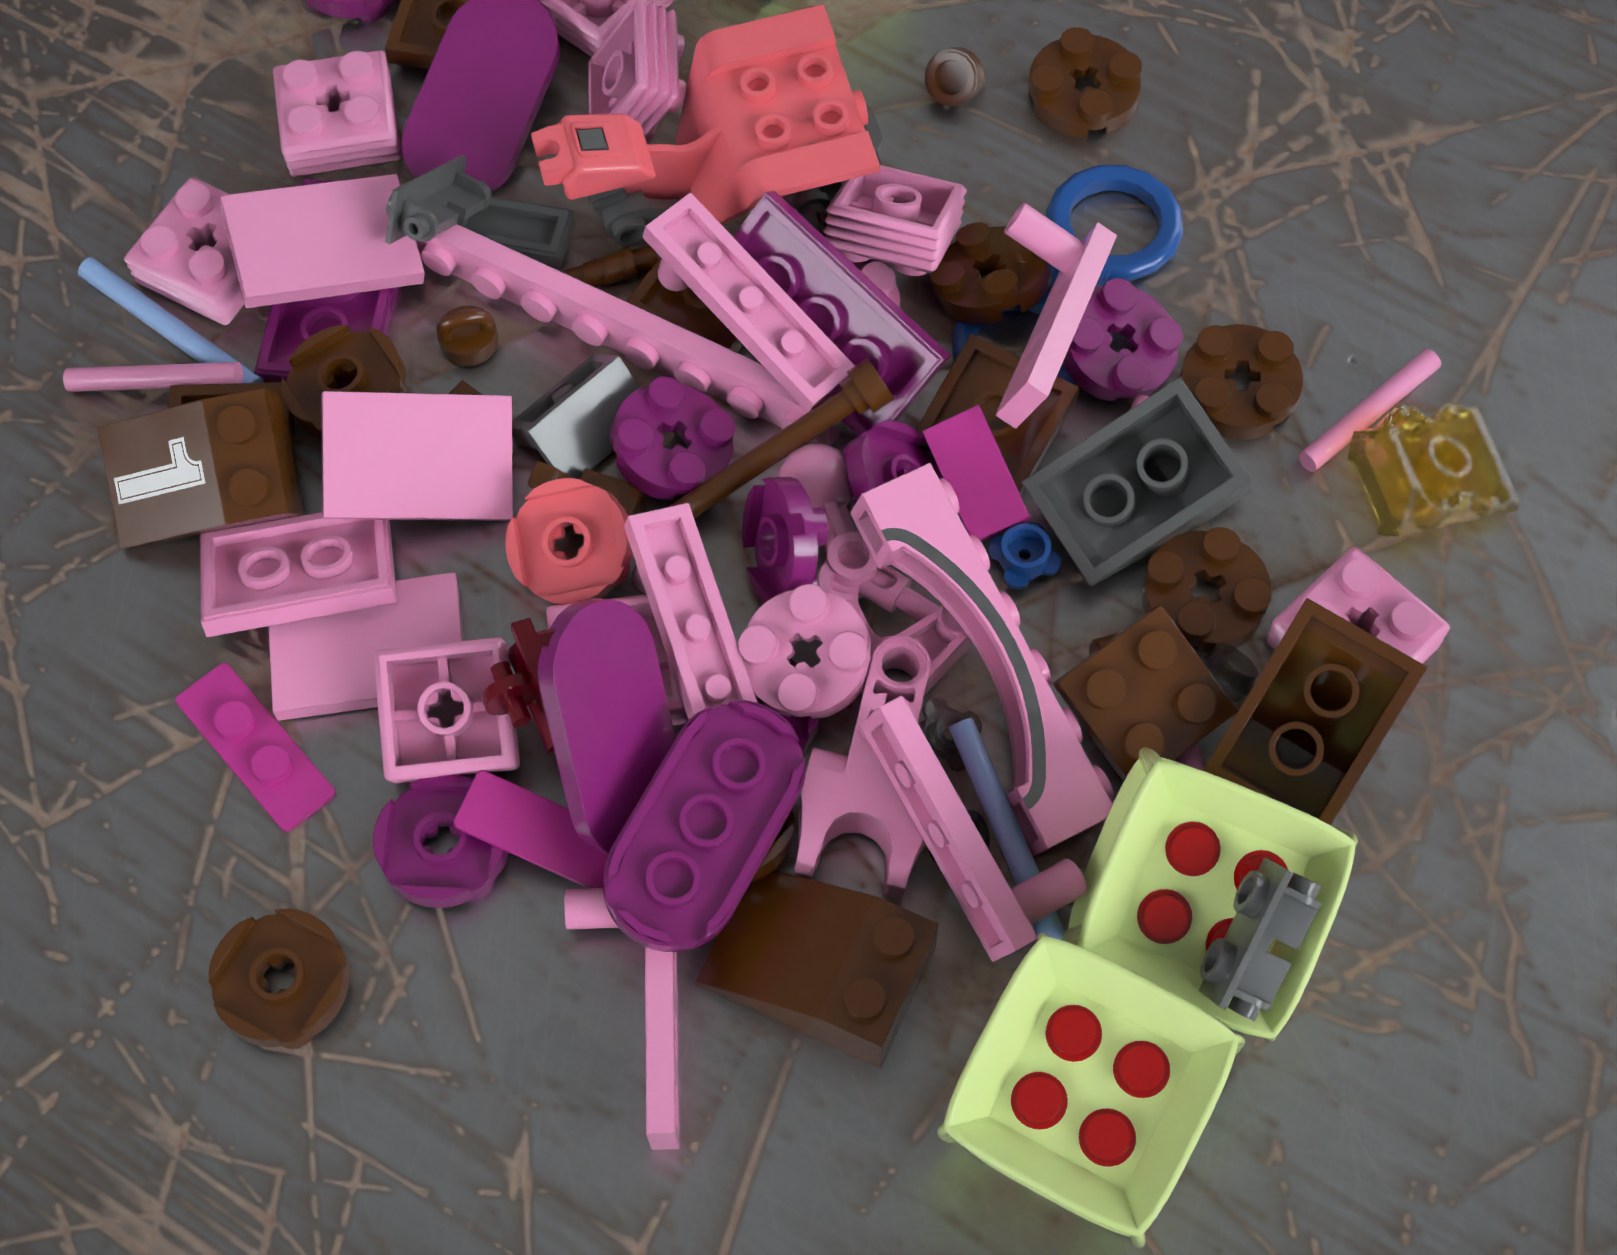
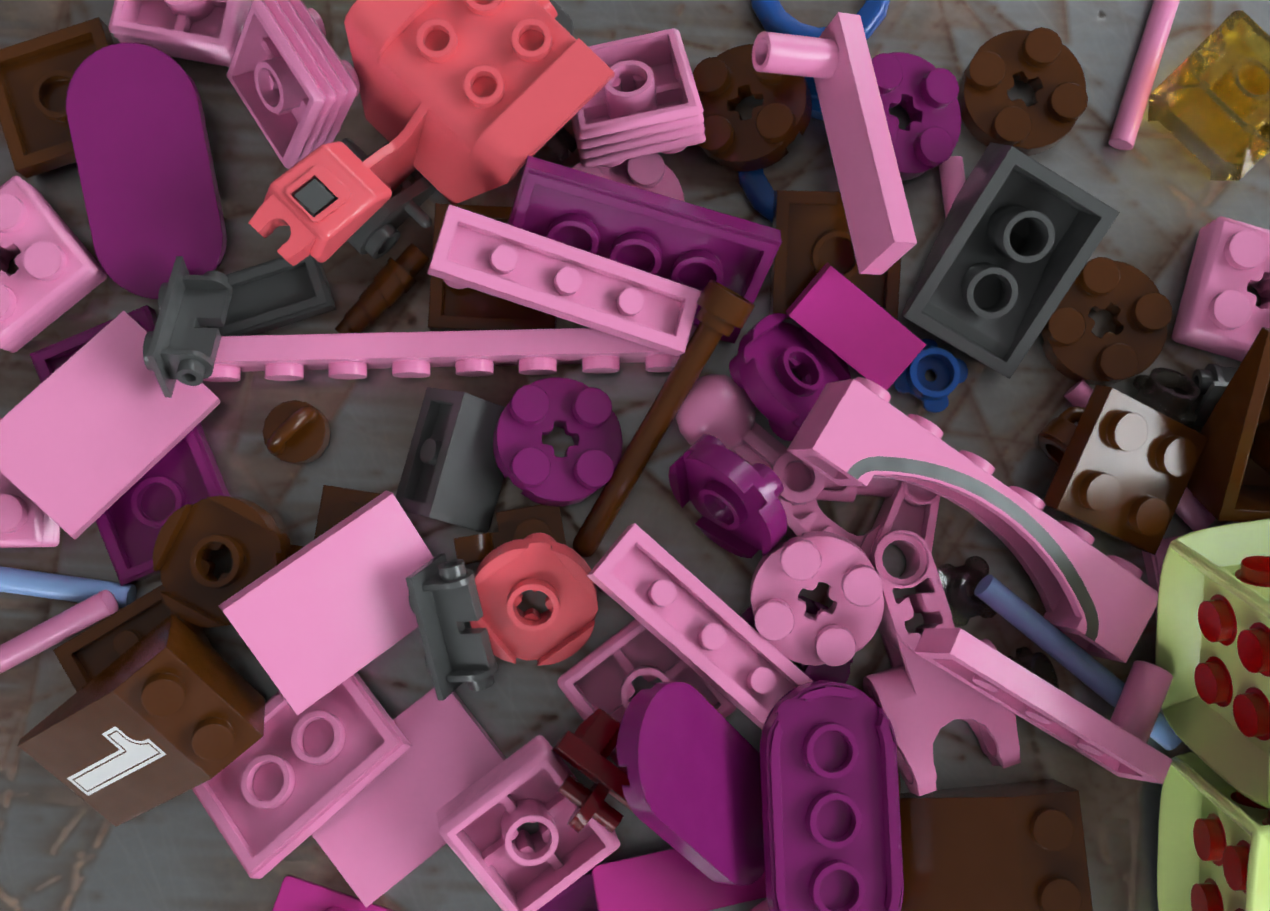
camera: 35 degrees left, 20 degrees up
(480, 544) = (443, 599): none -> dark grey hinge

